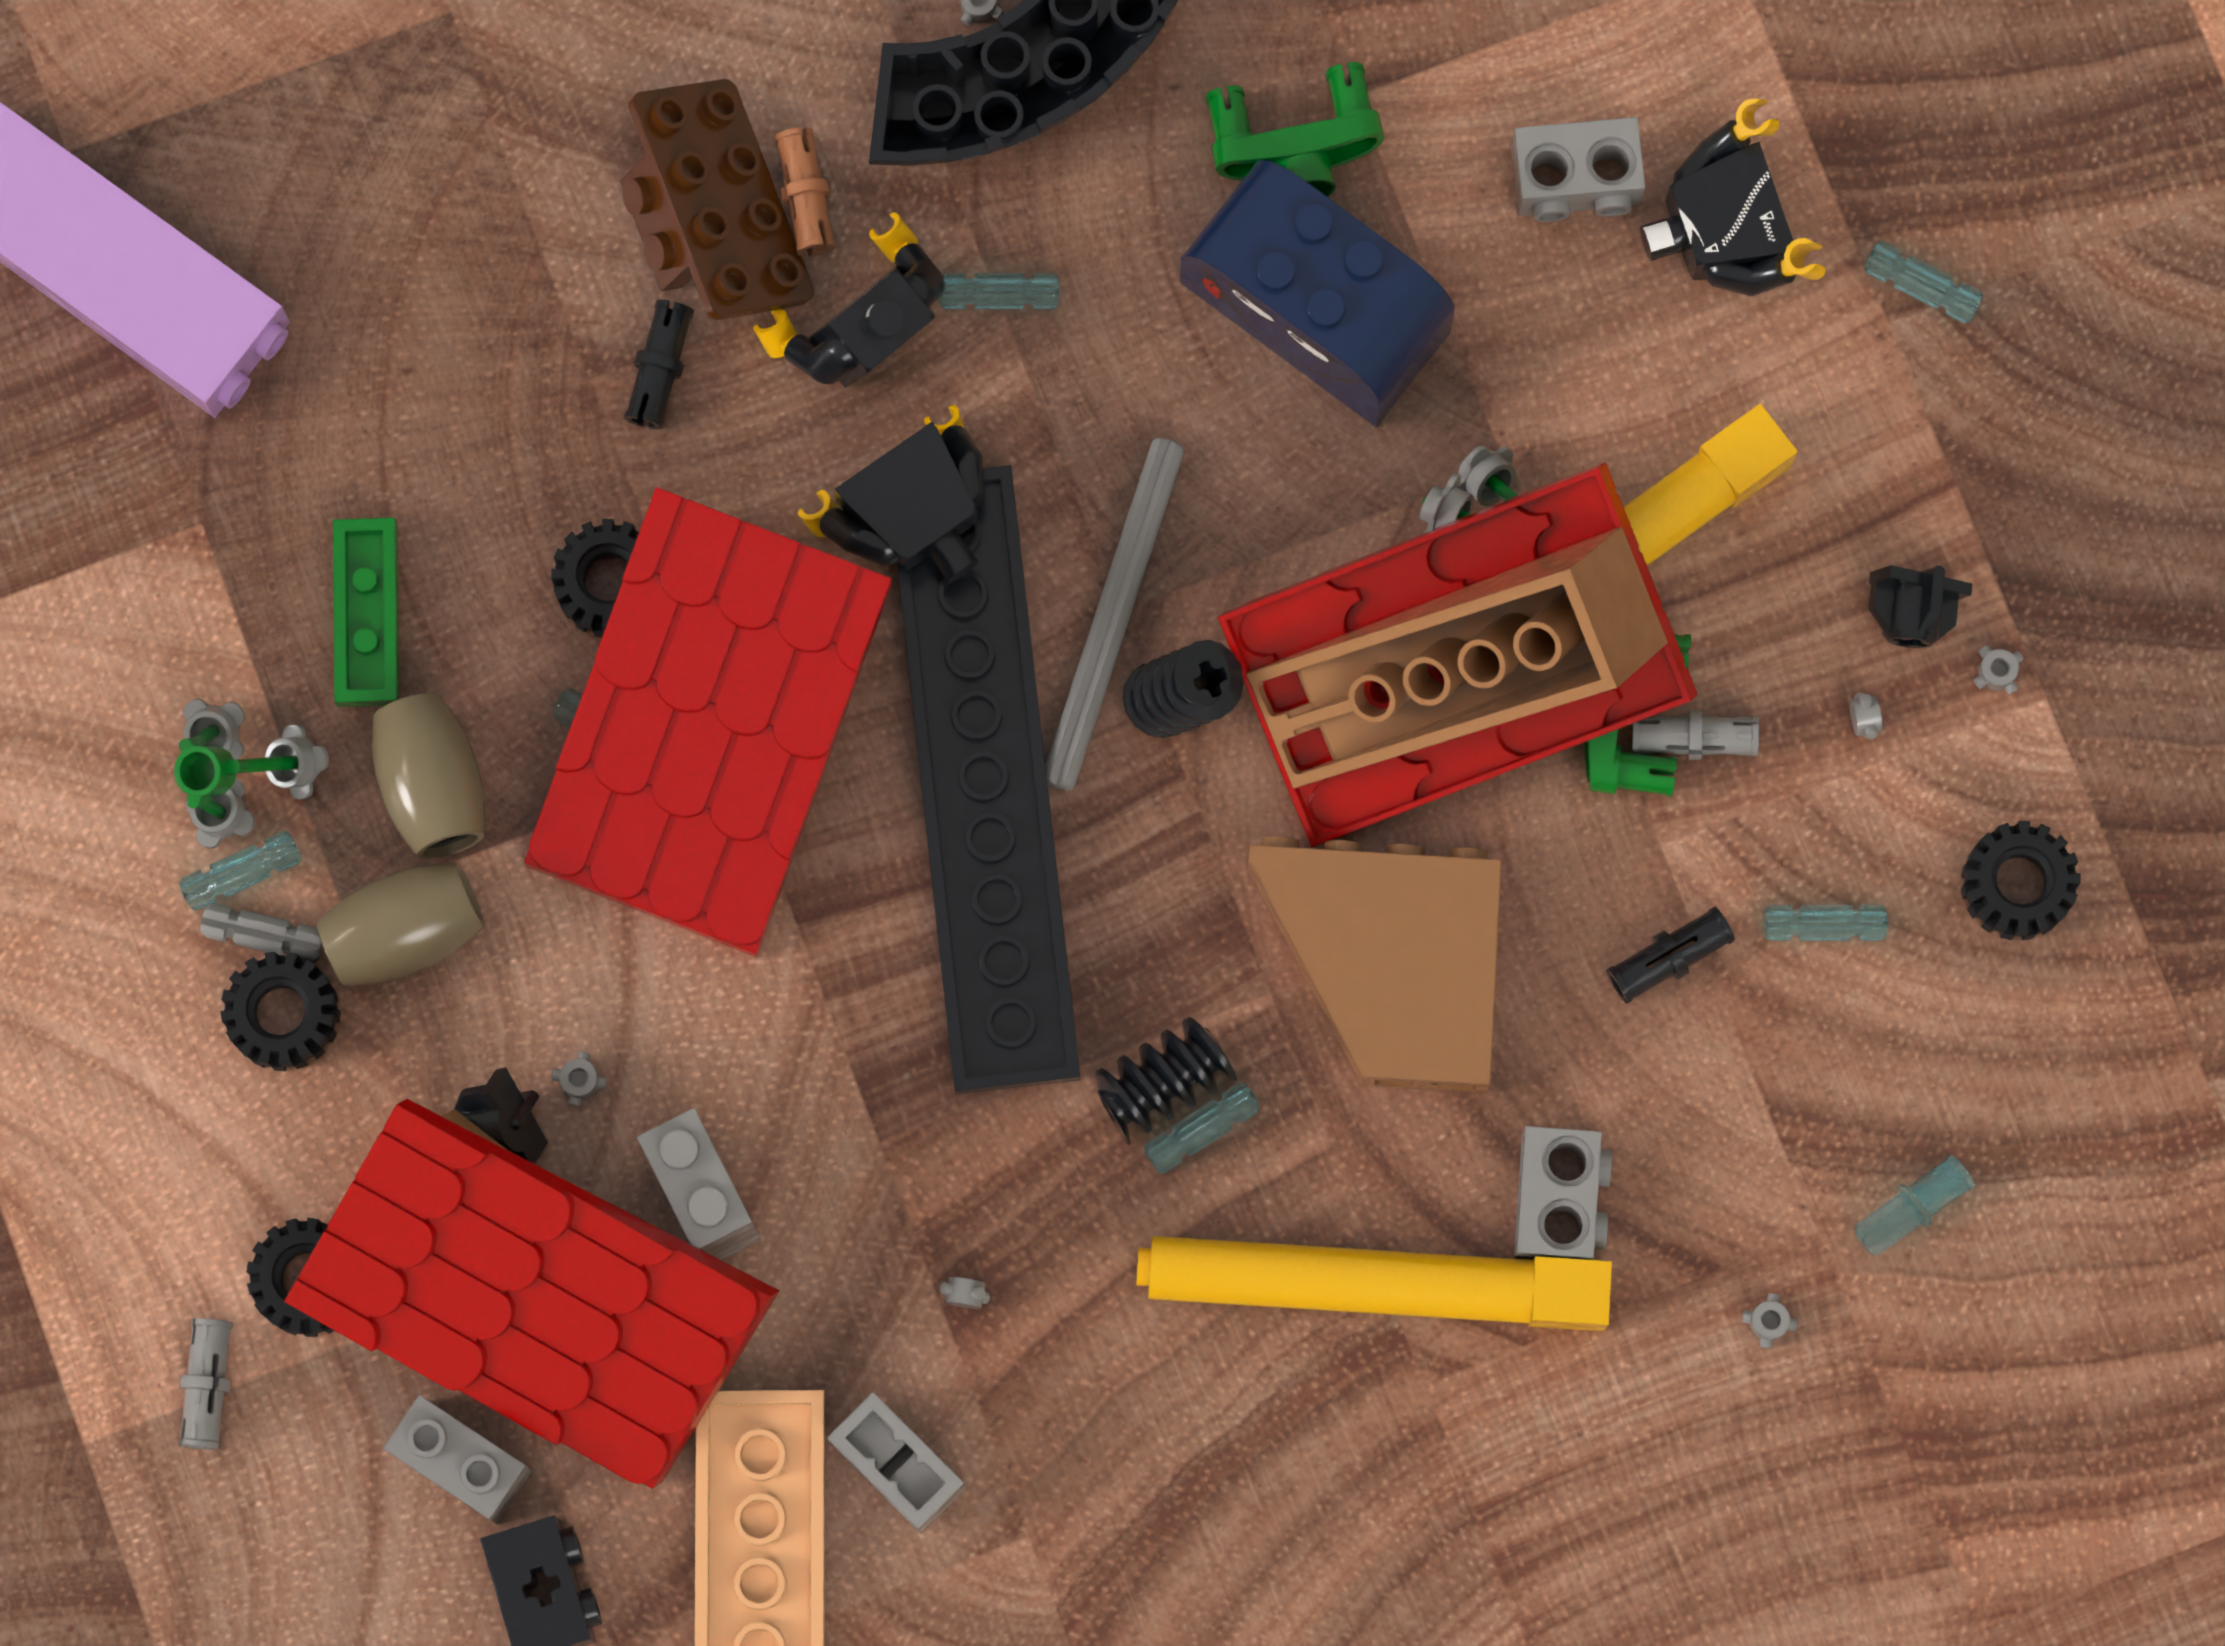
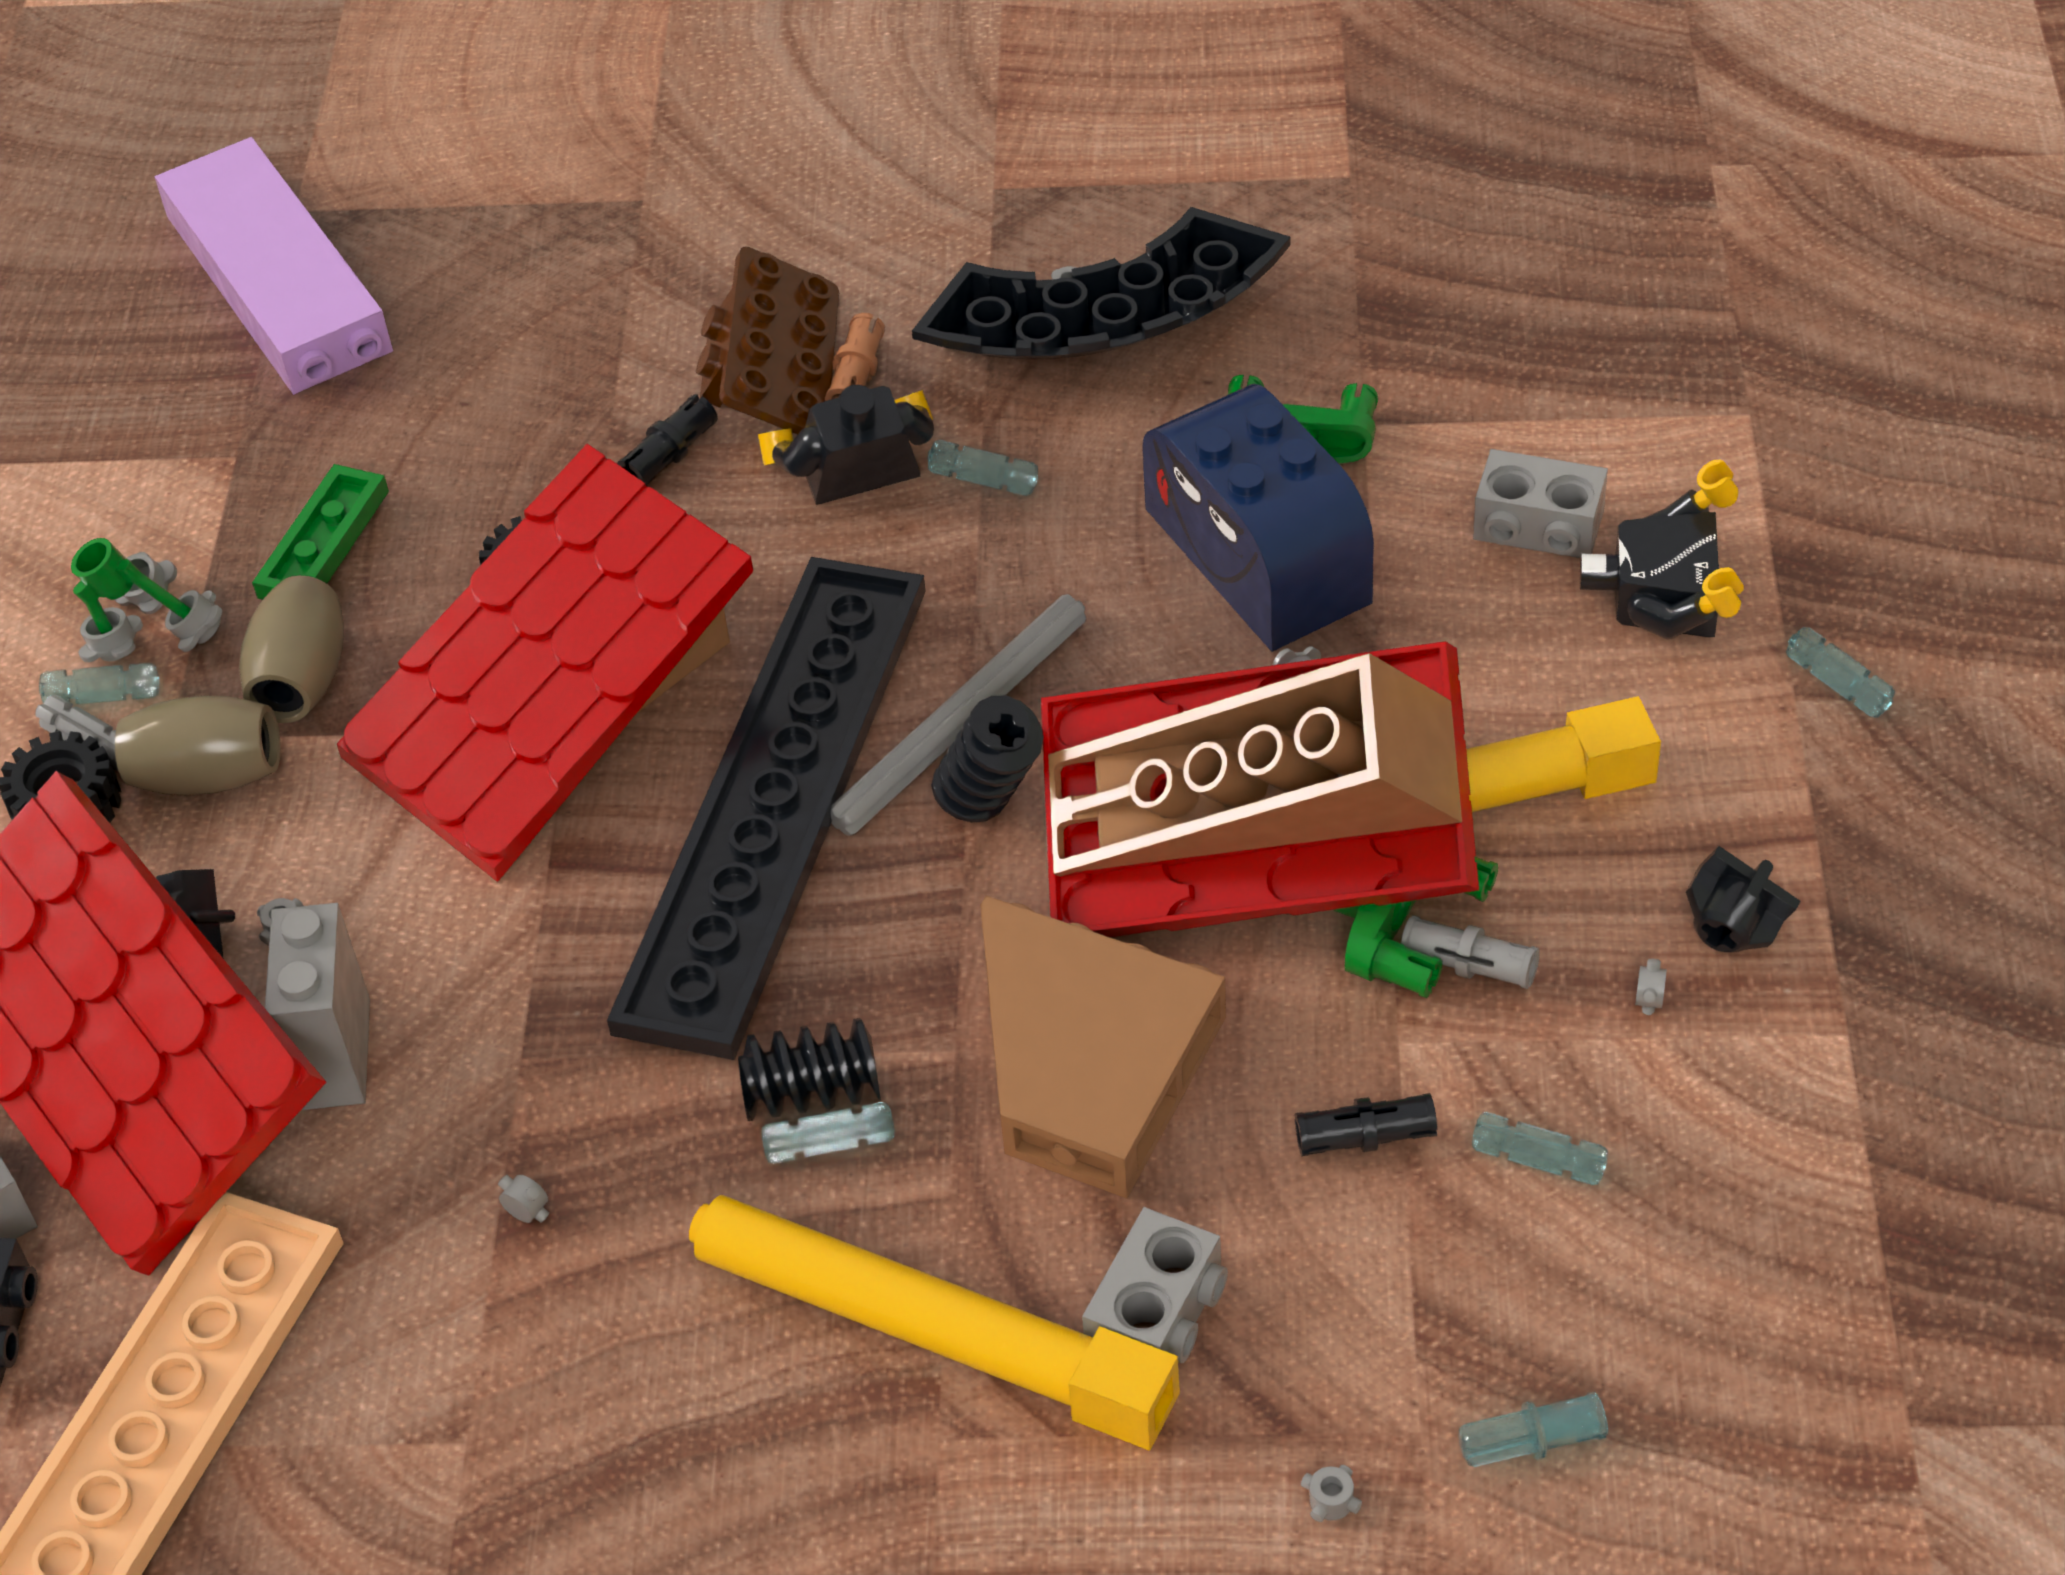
camera: 25 degrees right, 30 degrees down
(896, 1462) = (365, 1309): light grey brick -> none
(910, 502) = (820, 561): black torso -> none
(1998, 669) = (1804, 991): light grey piece -> none
(2028, 843) = (1756, 1200): black tyre -> none

